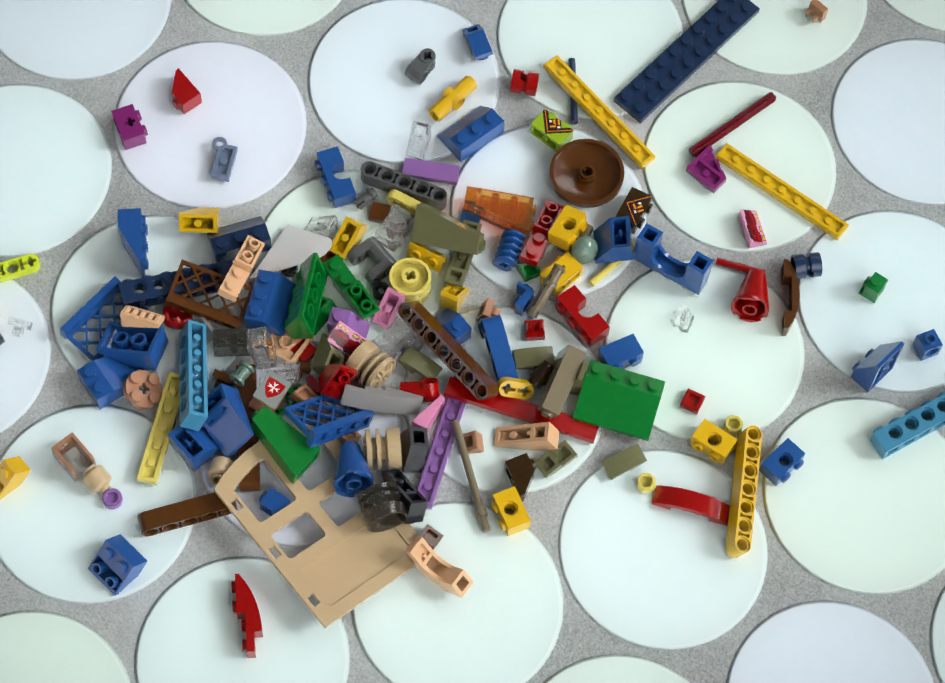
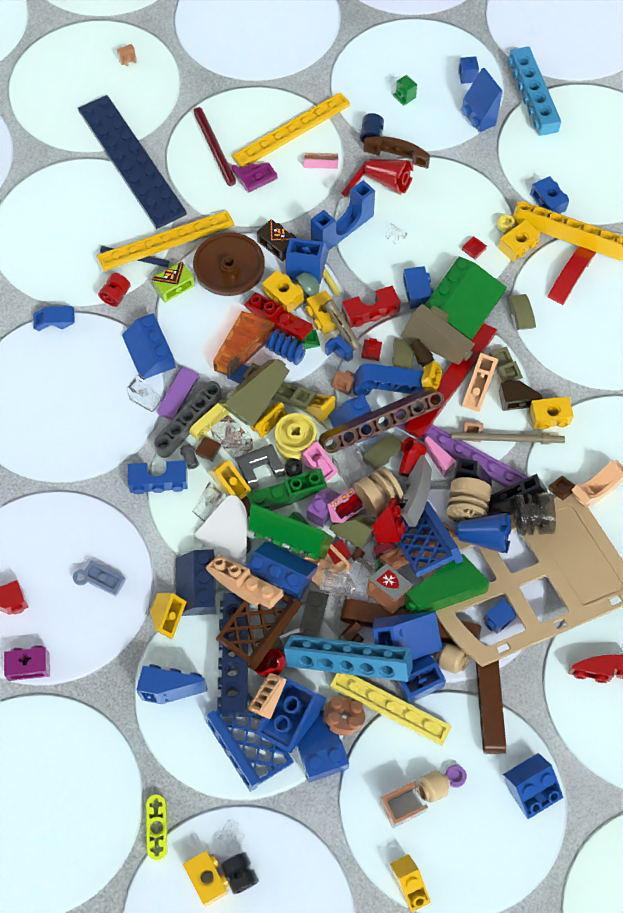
camera: 70 degrees left, 0 degrees up
(241, 373) = (361, 617): sand green bush -> none
(421, 66) = (62, 371): dark grey piece -> none
(452, 98) = (107, 354): yellow piece -> none
(646, 483) = (545, 301): light yellow tile -> none

